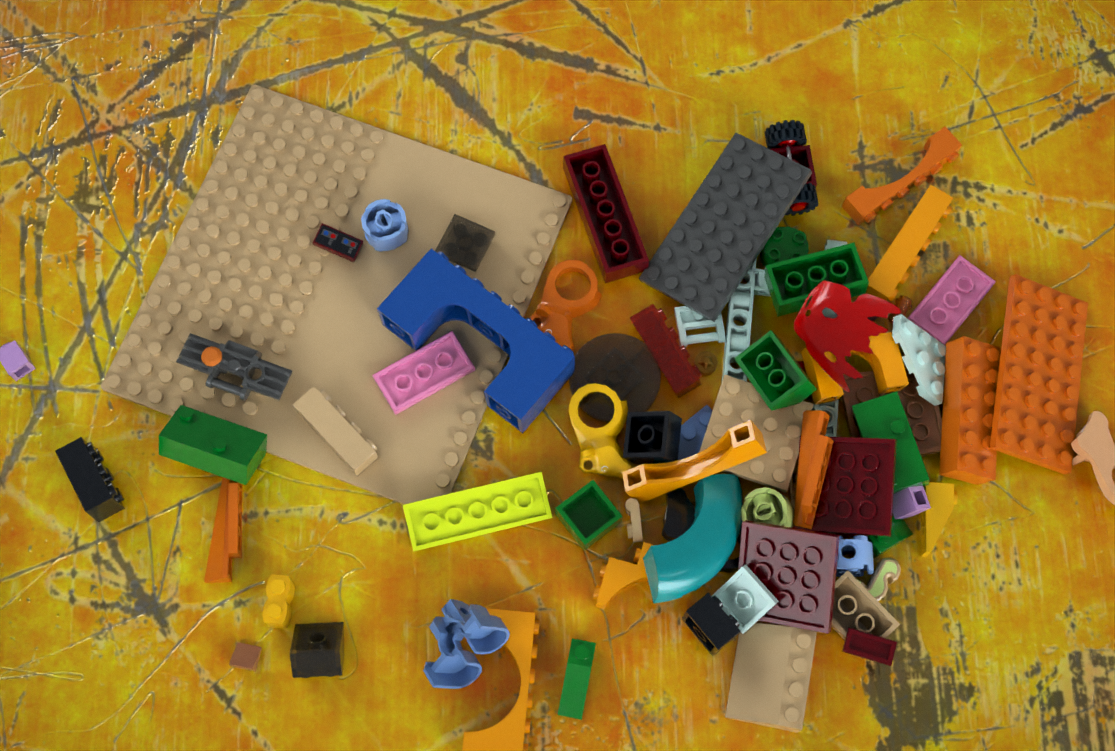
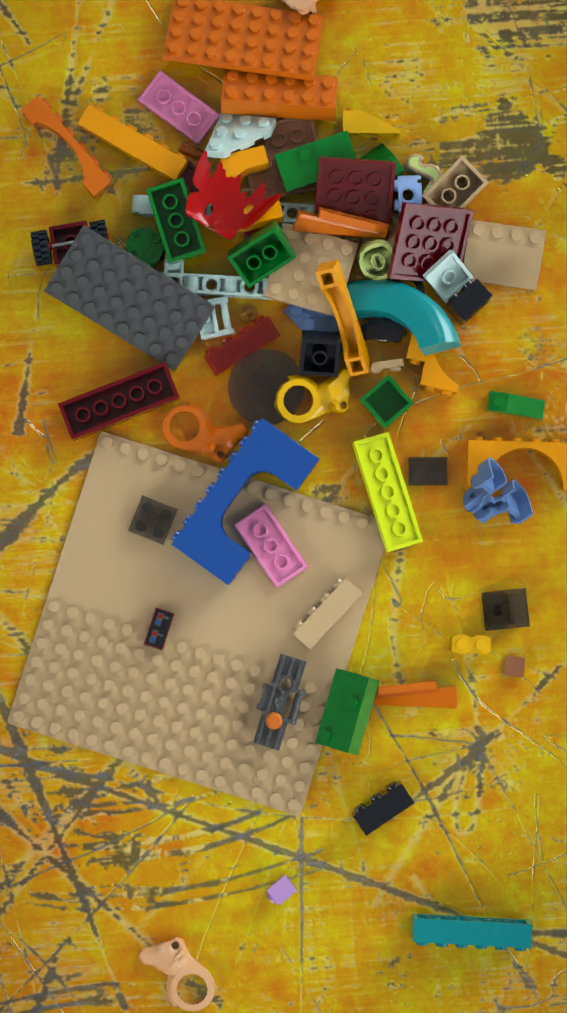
camera: 85 degrees left, 15 degrees up
(385, 225) = (143, 589): light blue brick -> none
(500, 564) = (427, 471): none -> clear smoke plate
(869, 646) = (481, 178): dark red tile -> none
(910, 502) = (362, 145): lavender brick -> none

